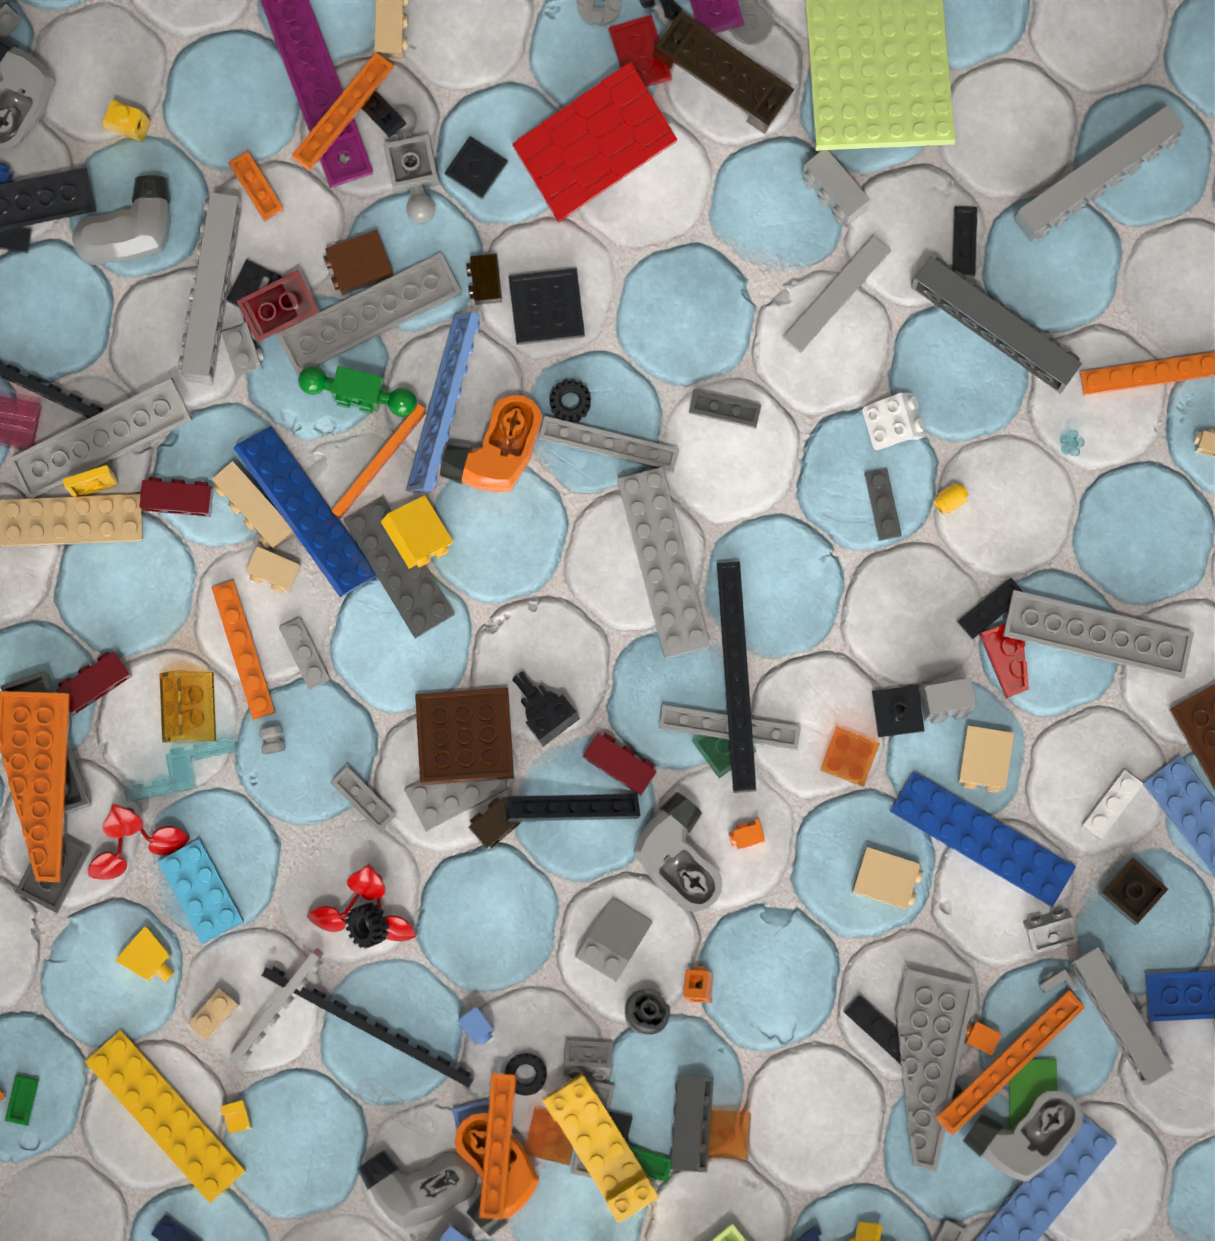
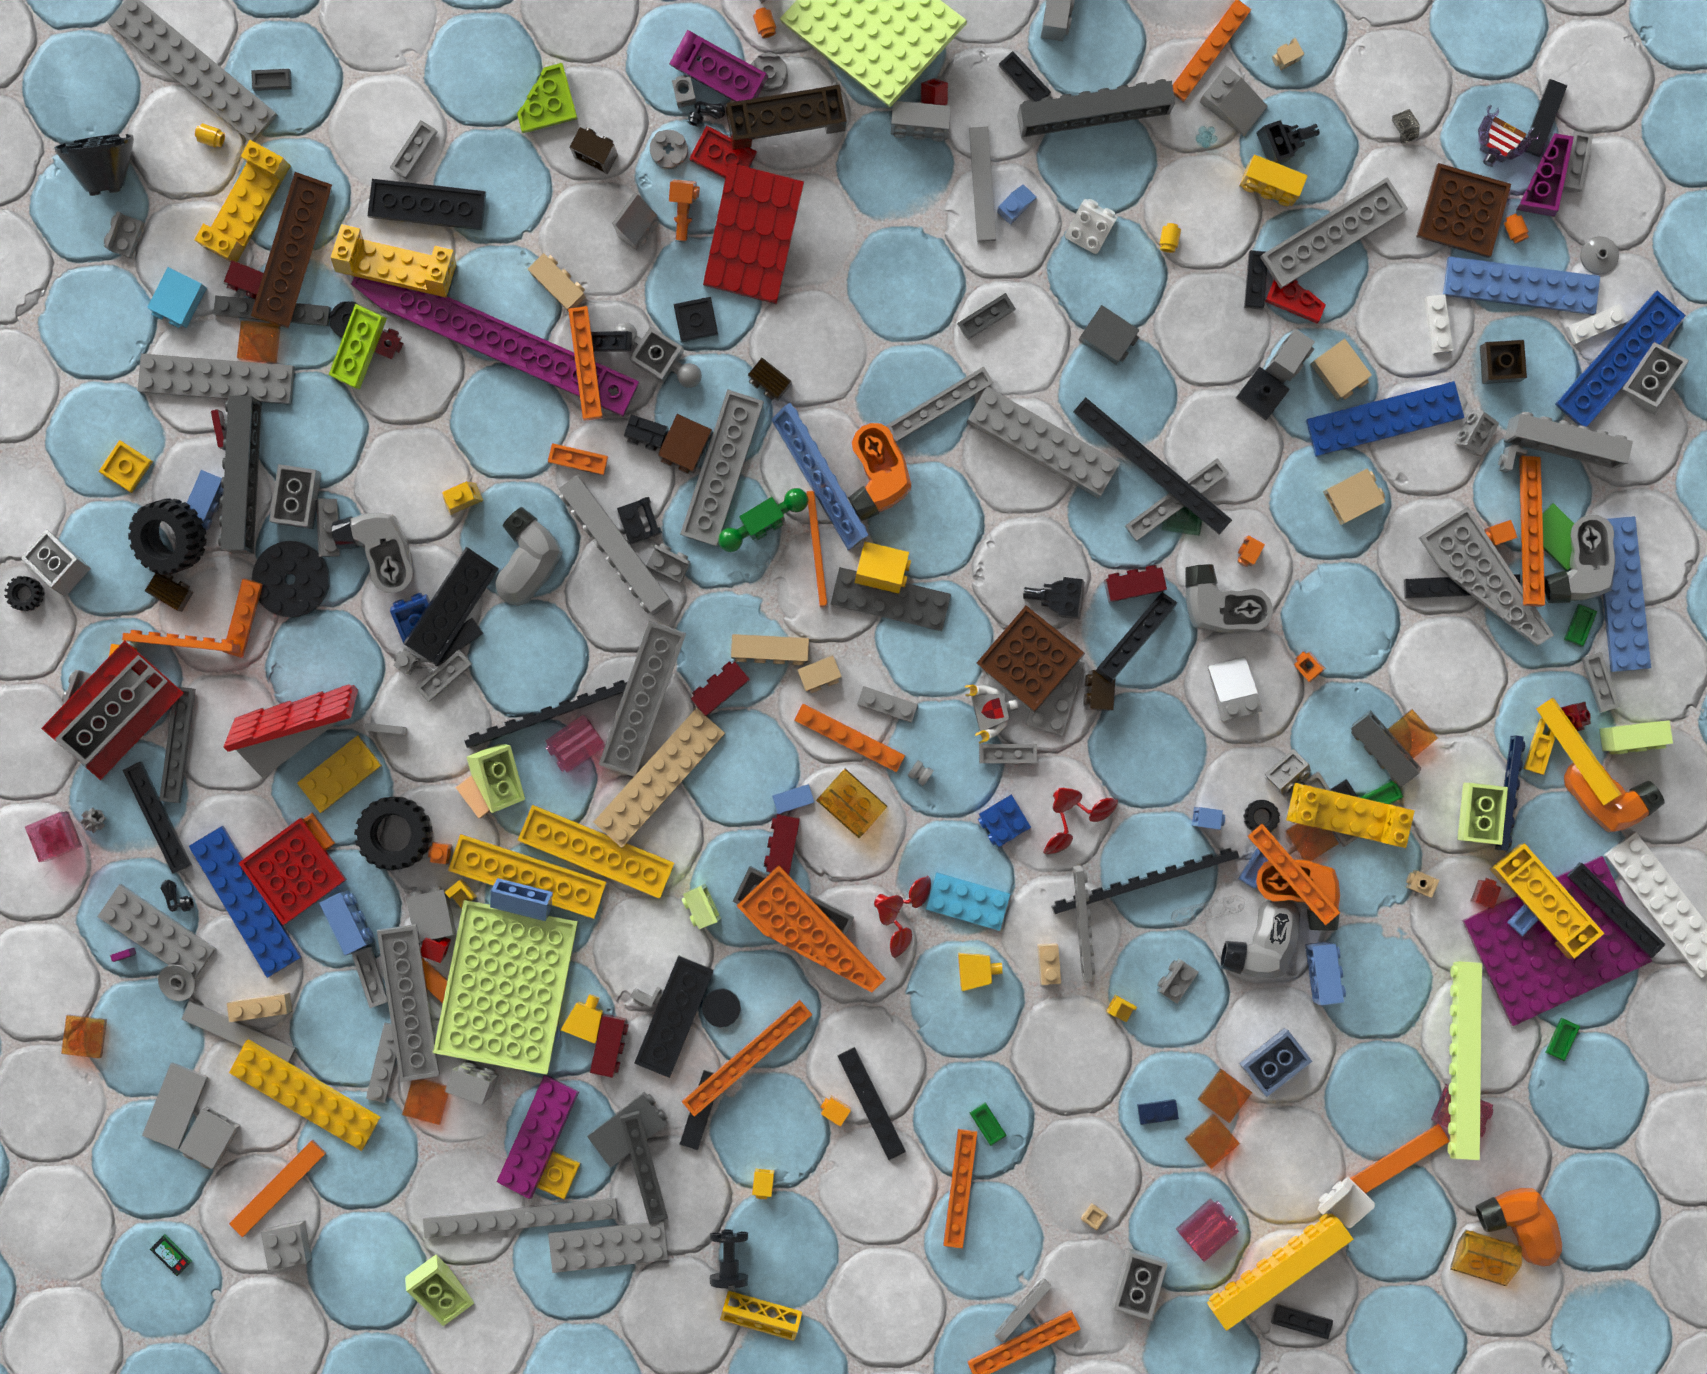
camera: 45 degrees left, 5 degrees up
(54, 893) = (885, 991): dark grey plate -> none
(90, 481) = (662, 730): yellow tile -> none
(142, 654) = (793, 799): none -> medium blue tile
(165, 1116) = (1079, 1049): yellow plate -> none
(181, 770) = (885, 843): clear light blue bracket -> none
(279, 305) = (665, 516): dark red slope -> none
(300, 853) = (1003, 821): none -> blue plate
(305, 511) = (803, 620): blue plate -> none
(309, 1142) = (1177, 980): none -> light grey bracket
(335, 219) = (645, 432): none -> black brick
(359, 930) = (1083, 831): black tyre -> none
(386, 746) = (990, 710): none -> torso
(505, 35) = (635, 222): none -> light grey slope
(546, 306) = (821, 359): black plate -> none
(570, 52) = (685, 194): none -> orange brick
(570, 387) = (891, 390): black tyre -> none
(646, 1012) = (1297, 711): dark grey cone -> none
(814, 529) = (1109, 335): none -> dark grey brick
(848, 339) = (1016, 204): none -> medium blue slope
(849, 756) = (1262, 447): clear orange plate -> none
(872, 177) = (934, 92): none -> red panel
(882, 504) = (1133, 281): dark grey plate -> none
(973, 1190) = (1580, 625): none -> green tile
(1087, 537) = (1273, 181): none -> yellow brick
(1125, 437) = (1233, 101): none -> light grey slope
(1132, 510) = (1282, 142): none -> black brick

